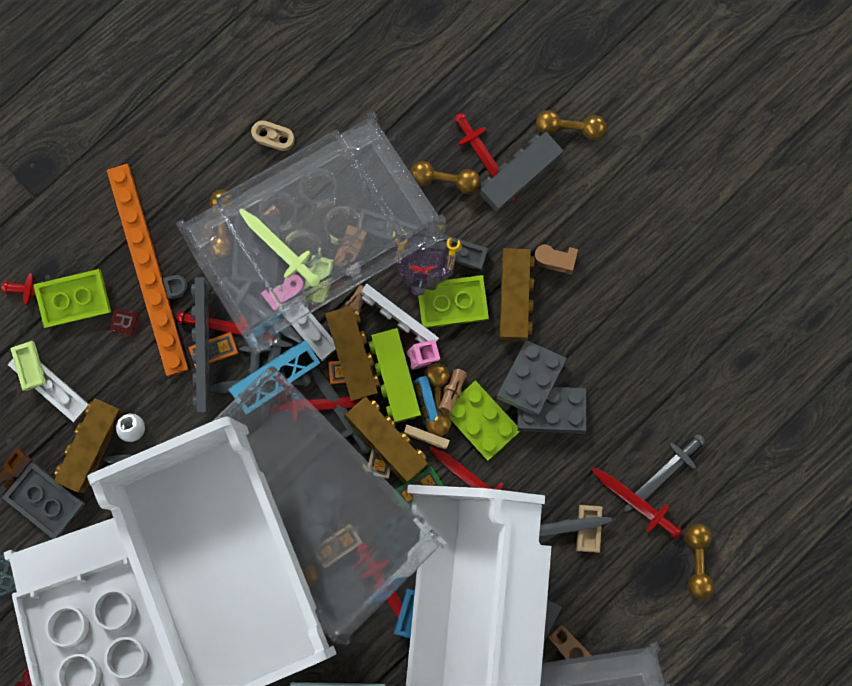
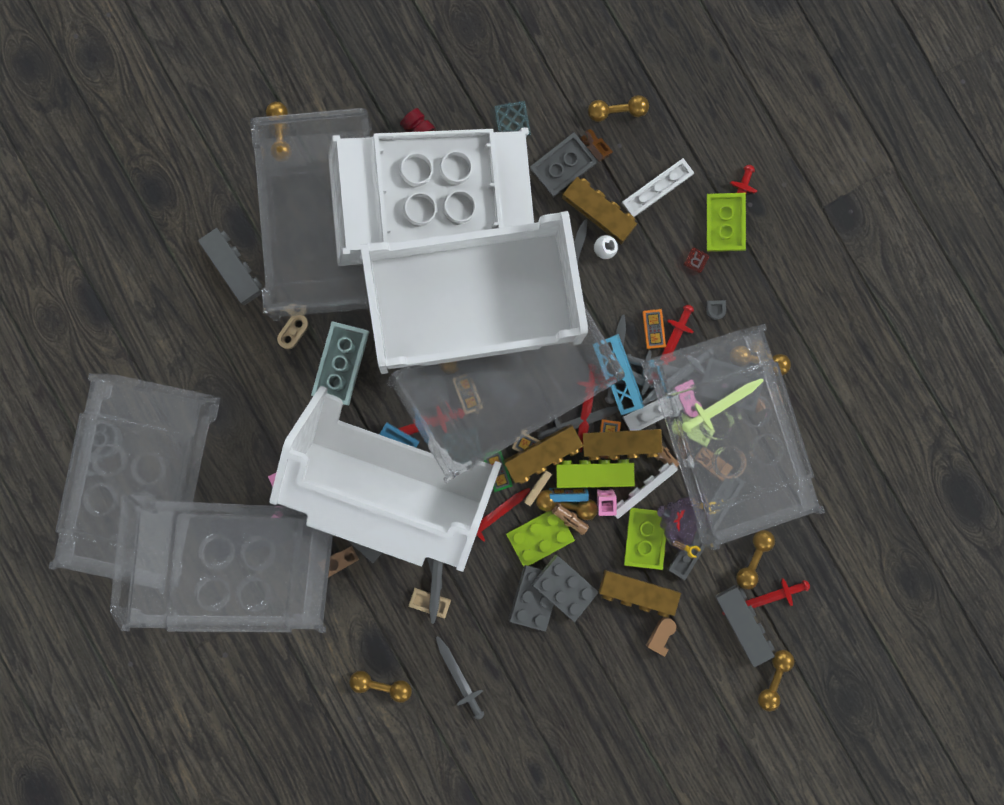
camera: 95 degrees right, 5 degrees up
(28, 366) = (677, 174): yellowish green tile -> none
(148, 270) = (737, 289): orange plate -> none
(200, 356) = (667, 321): dark grey plate -> none
(274, 135) = (828, 422): tan plate -> none
(655, 516) = (439, 649): red sword -> none

